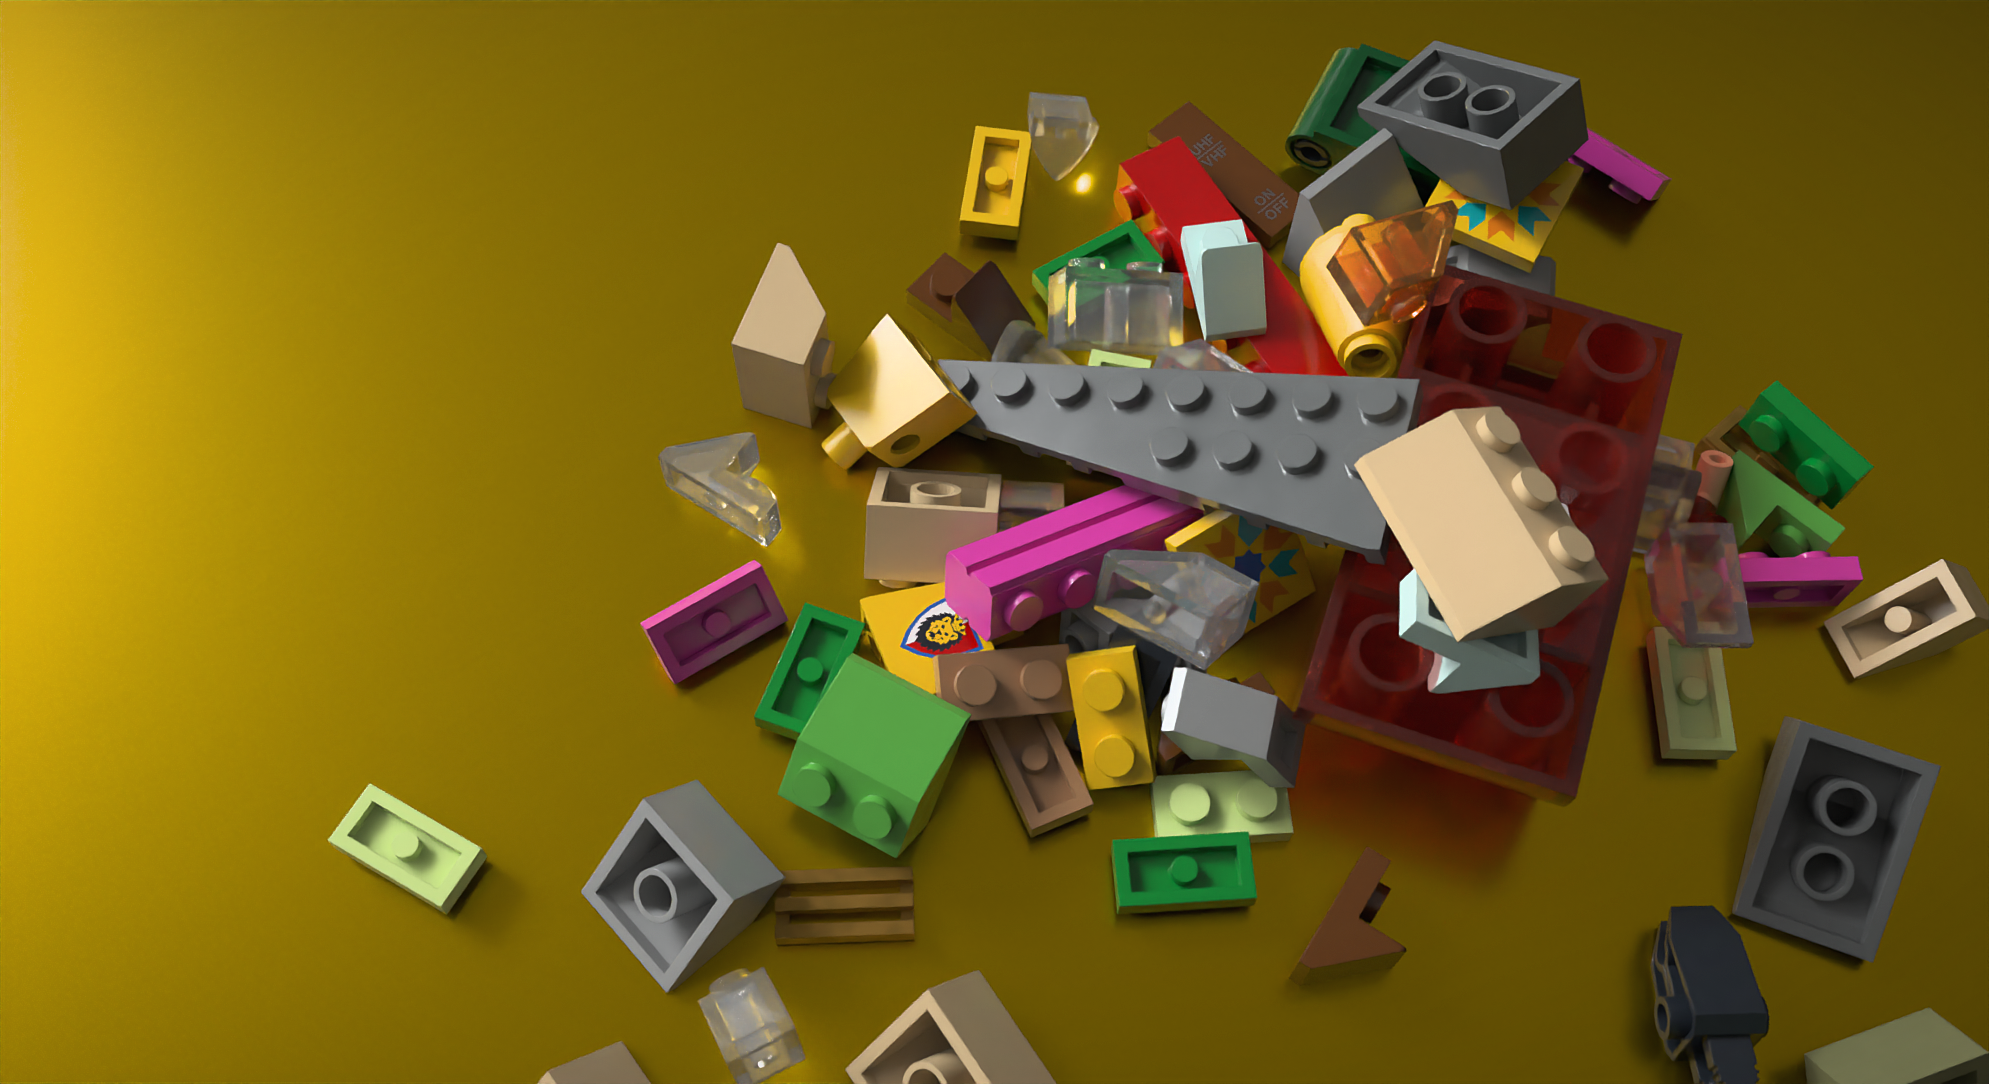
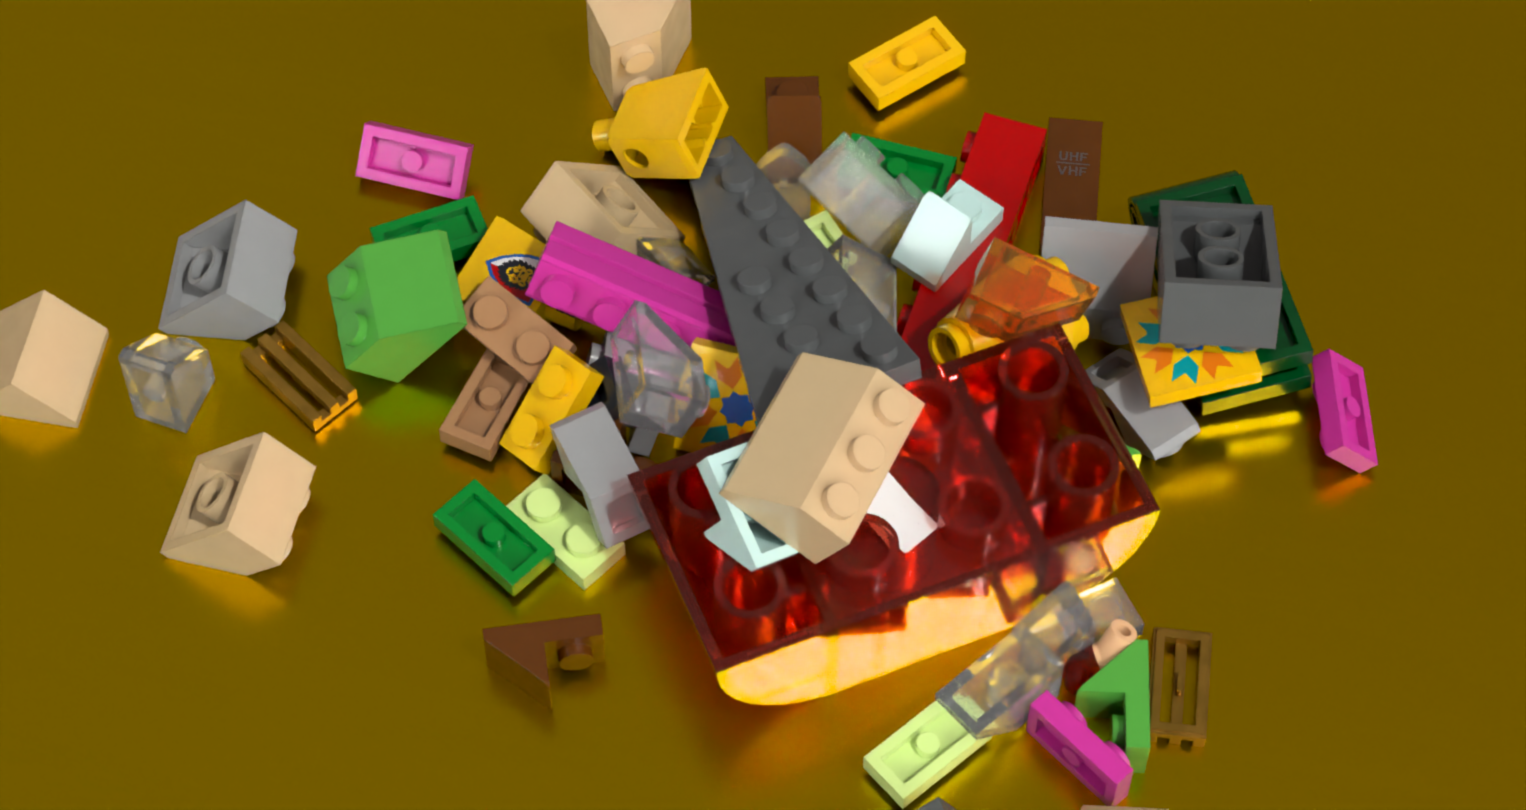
camera: 50 degrees right, 5 degrees down
(408, 848) = (119, 128): yellowish green plate -> none
(717, 479) = (519, 84): clear slope -> none
(1060, 131) = (988, 62): clear tile -> none
(1804, 445) = (1194, 703): green plate -> none

